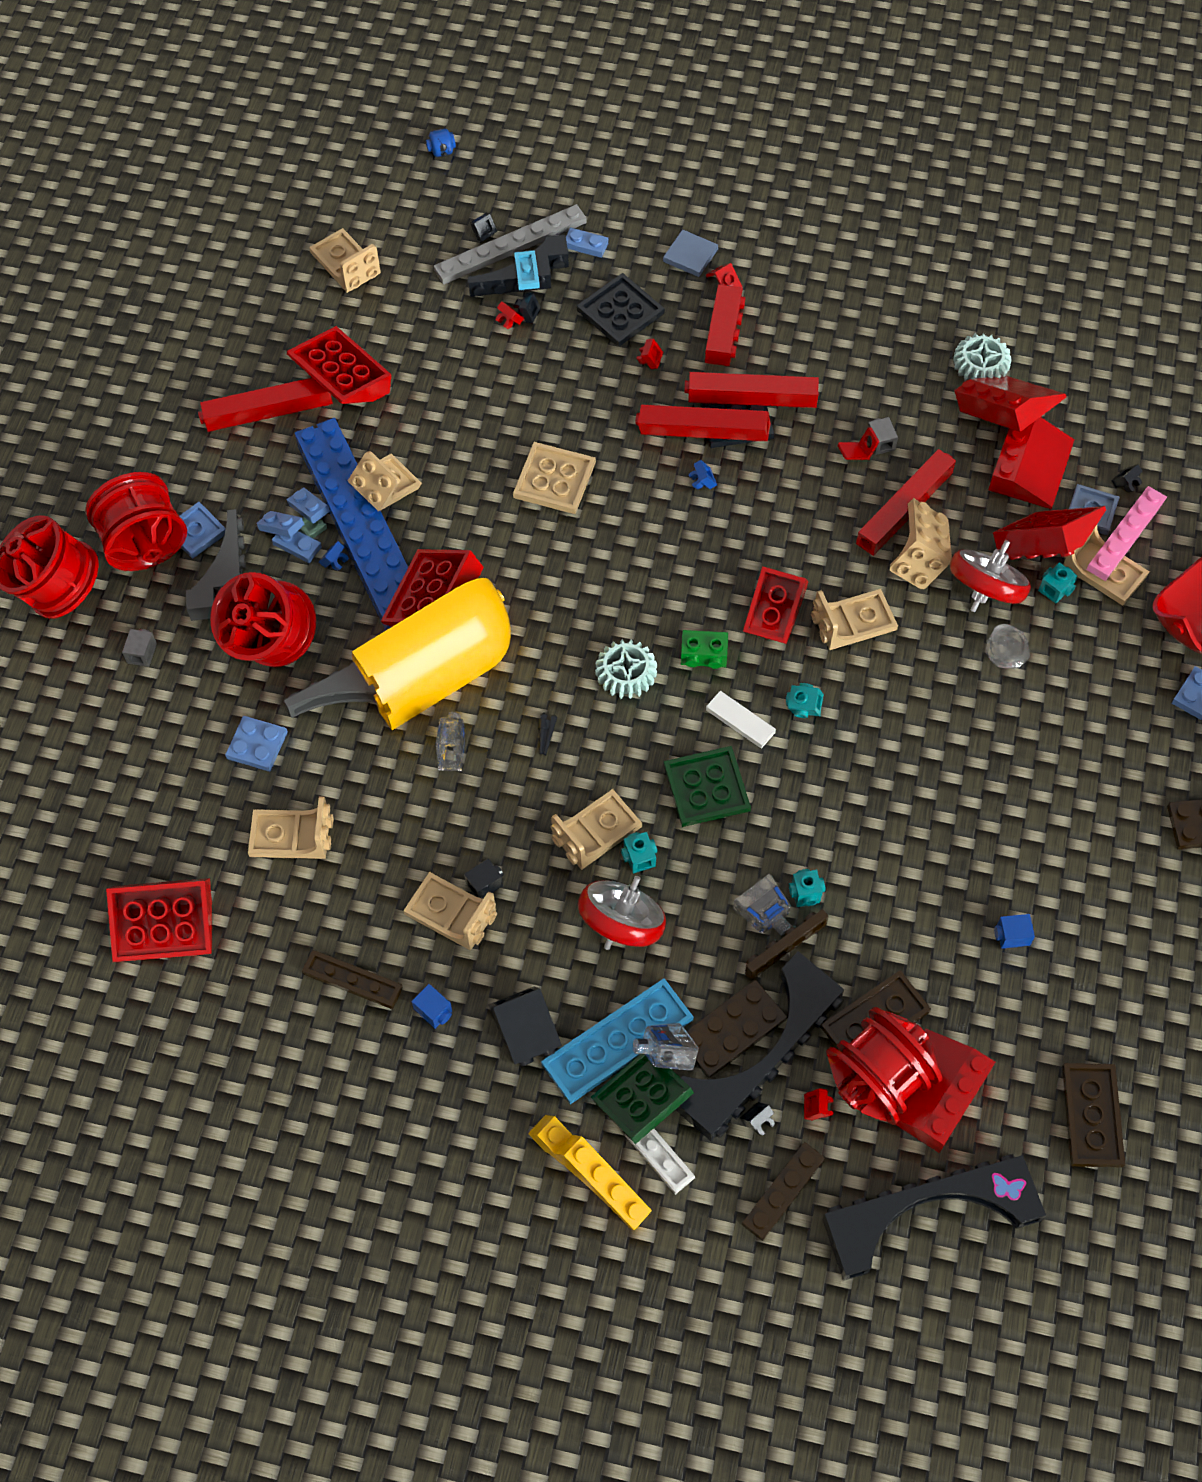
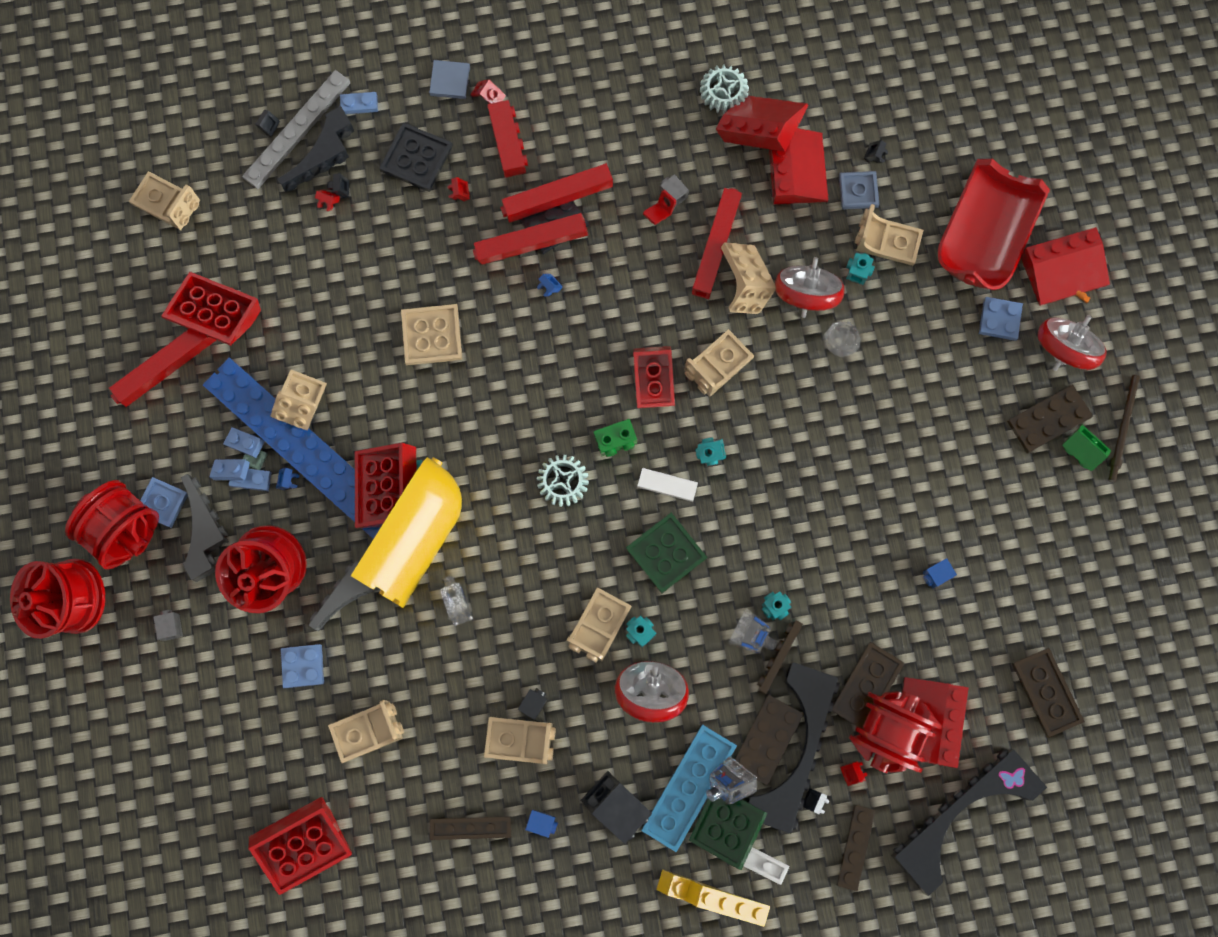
camera: 25 degrees left, 15 degrees up
(441, 142) = (192, 53): blue head -> none
(526, 270) = (325, 154): medium azure plate -> none
(546, 730) = (523, 557): black piece -> none
(1049, 532) = (840, 231): red slope -> none
(1126, 533) = (894, 203): bright pink plate -> none

